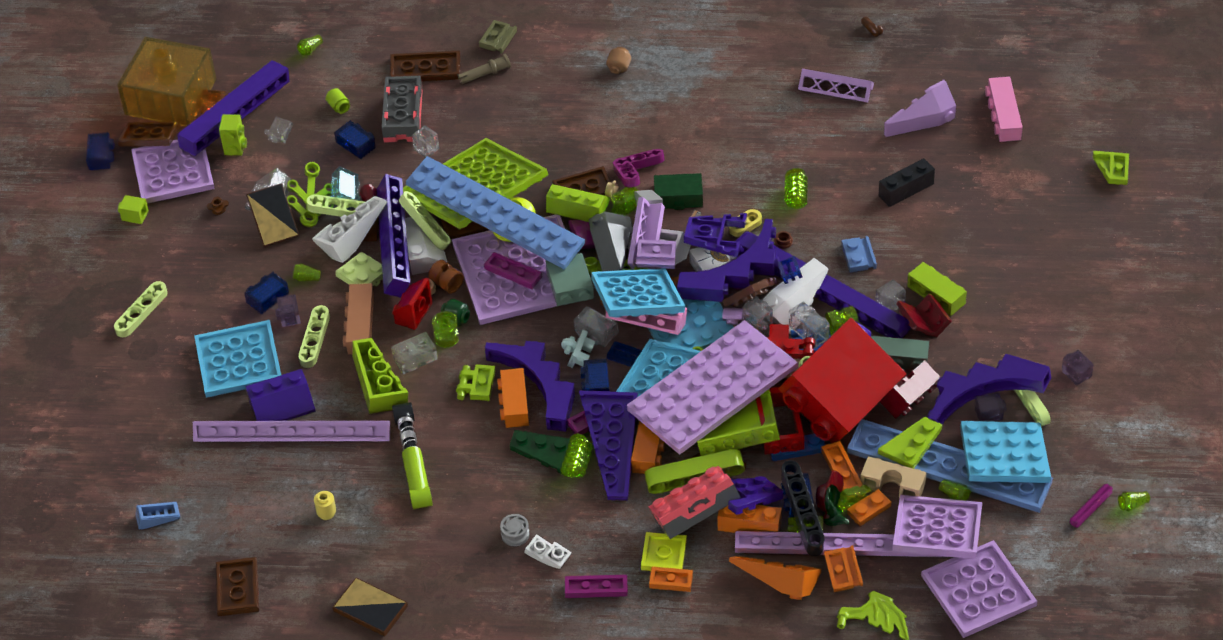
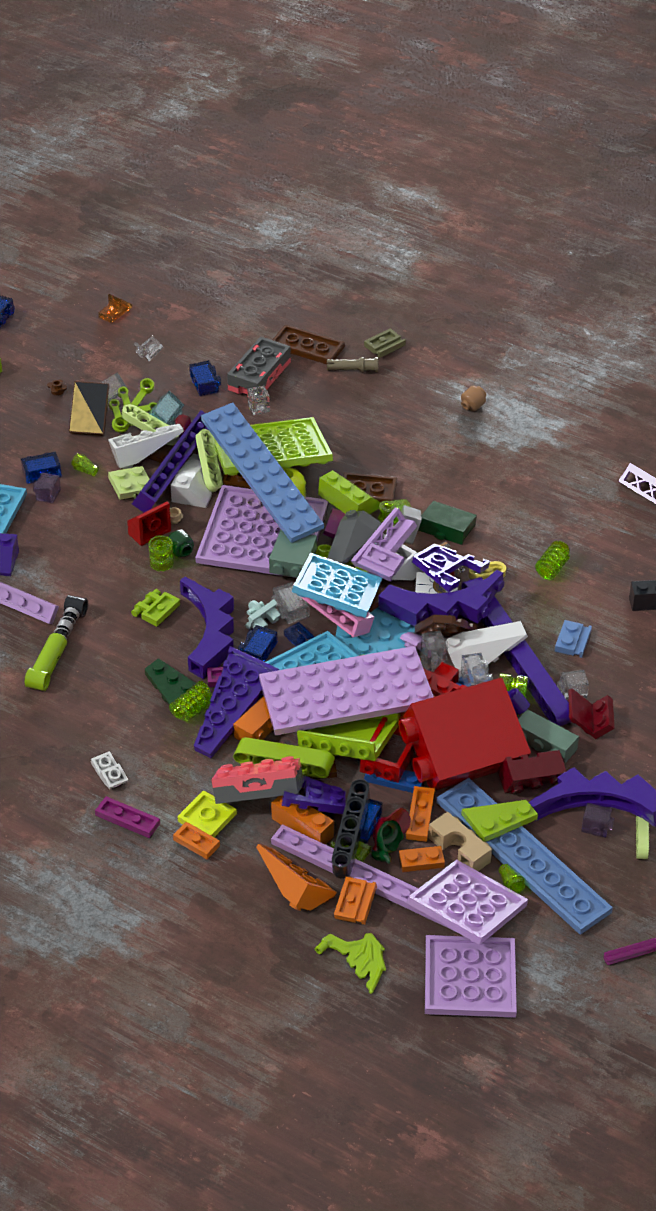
camera: 25 degrees right, 5 degrees down
(148, 134) = (44, 312): reddish brown tile -> none
(166, 81) = (83, 277): clear yellow brick -> none
(170, 172) = (43, 346): lavender plate -> none
(232, 135) = (105, 336): lime brick -> none
(238, 102) = (123, 317): dark purple brick -> none
(308, 45) = (224, 293): clear neon green cone -> none
(317, 336) = (38, 529): yellowish green beam -> none
(337, 101) = (213, 343): lime brick -> none
(358, 314) = (99, 517): nougat brick -> none
(376, 378) = (73, 567): lime wedge -> none
(414, 353) = (122, 562): clear brick -> none
(446, 276) = (194, 512): dark orange wheel -> none
(513, 270) = (251, 528): magenta plate -> none
(513, 398) = (176, 632): orange brick -> none
(514, 531) = (95, 740): light grey wheel -> none
(611, 188) = (387, 496): tan plate -> none
(627, 166) = (414, 484): magenta beam -> none
(783, 240) = (511, 599): copper plate -> none
(791, 274) = (490, 620): clear blue tile -> none
(851, 496) = (410, 840): clear neon green plate -> none
(927, 280) = (626, 697): lime brick -> none
(1005, 452) = (582, 864): medium azure plate -> none

